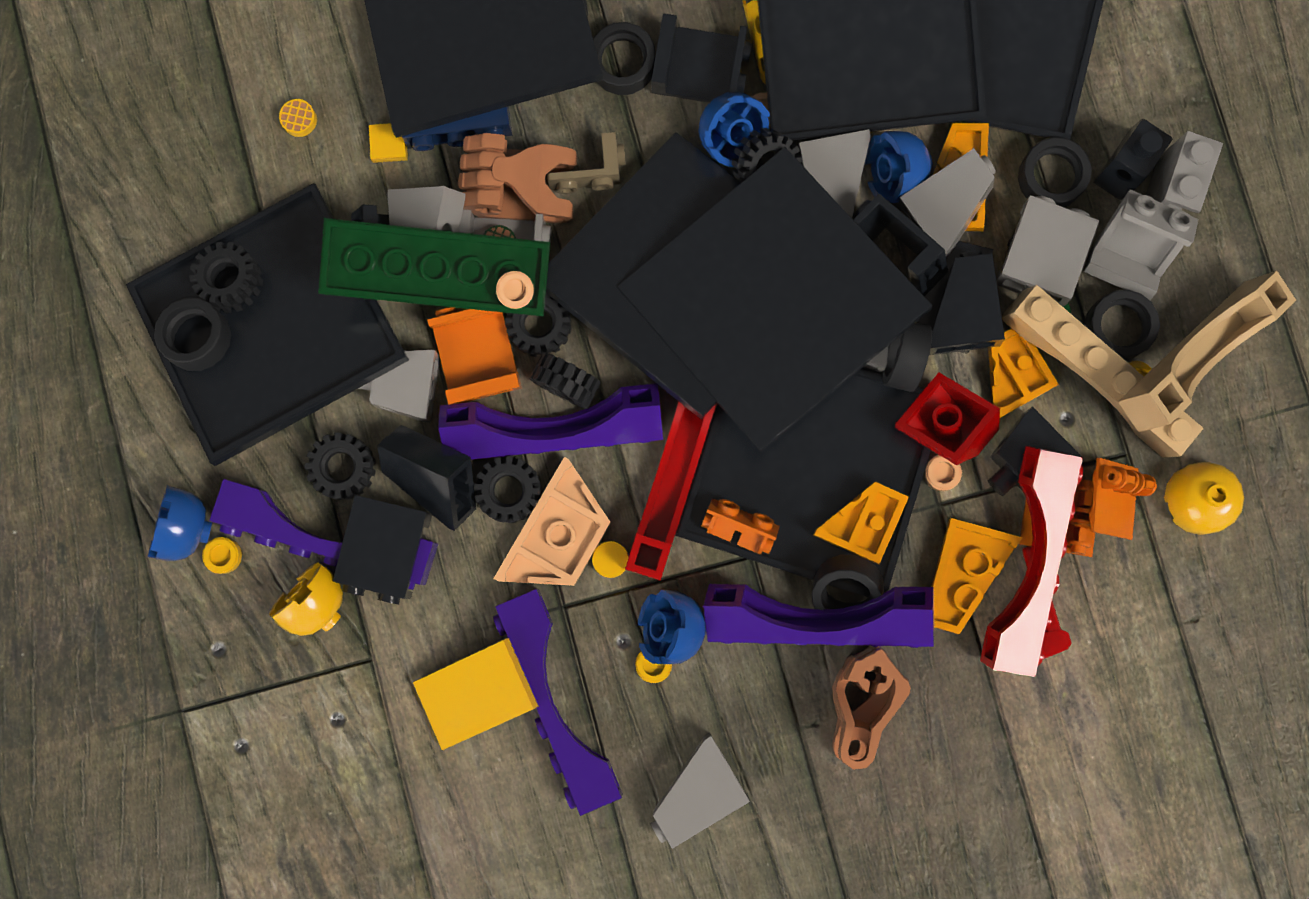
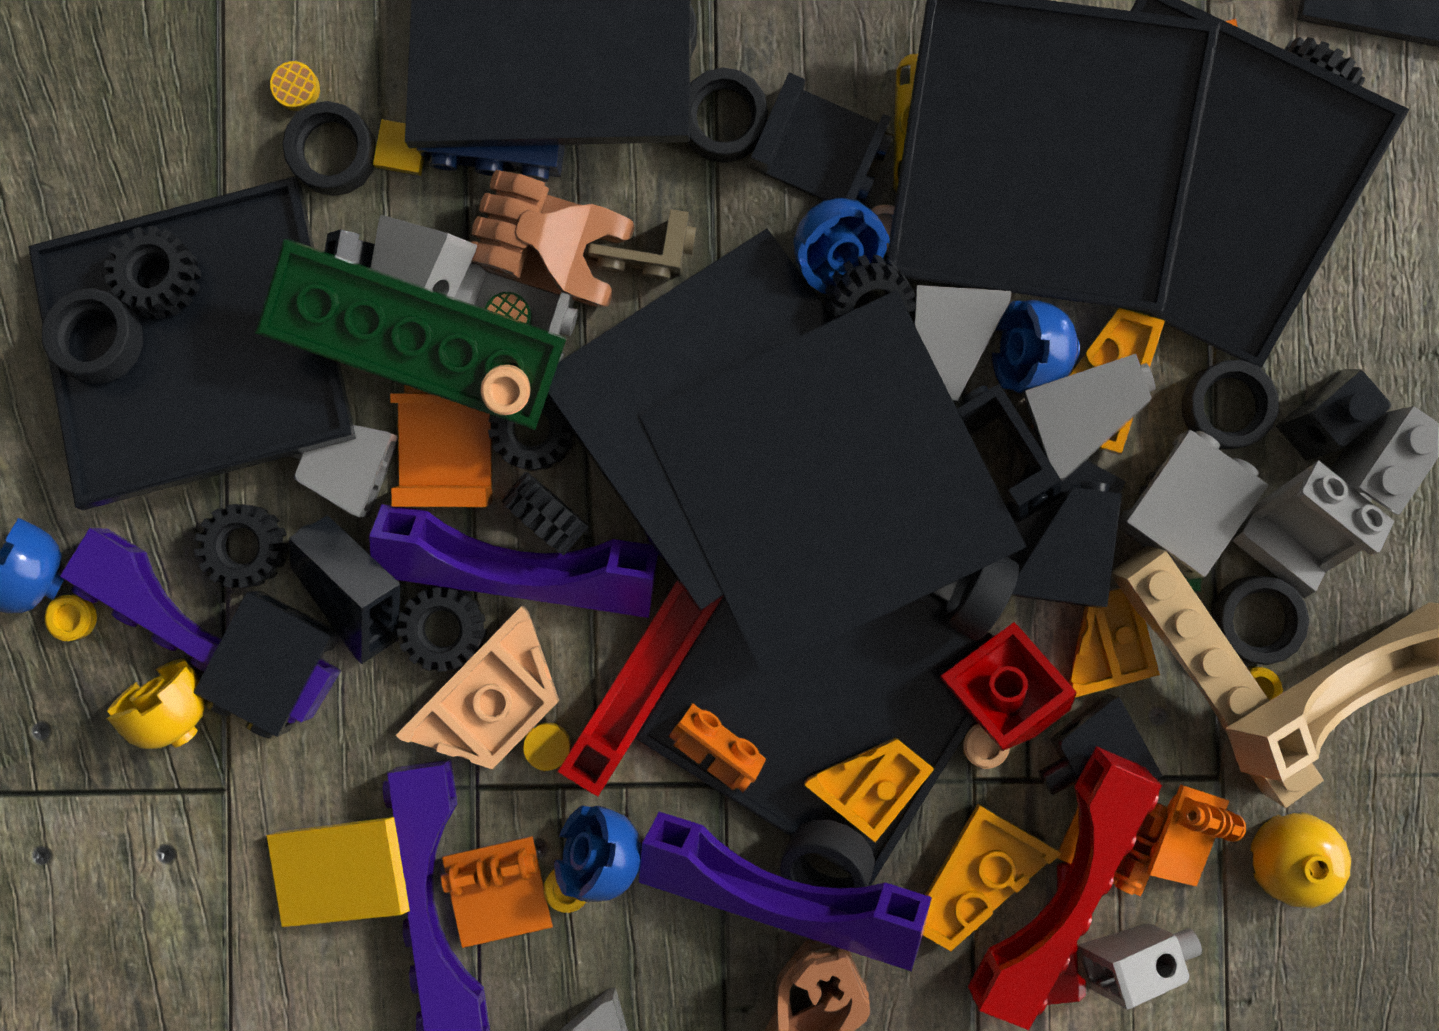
camera: 15 degrees right, 5 degrees up
(316, 137) = (301, 127): none -> black tyre
(600, 681) = (496, 891): none -> orange hinge
(1104, 604) = (1138, 963): none -> light grey torso

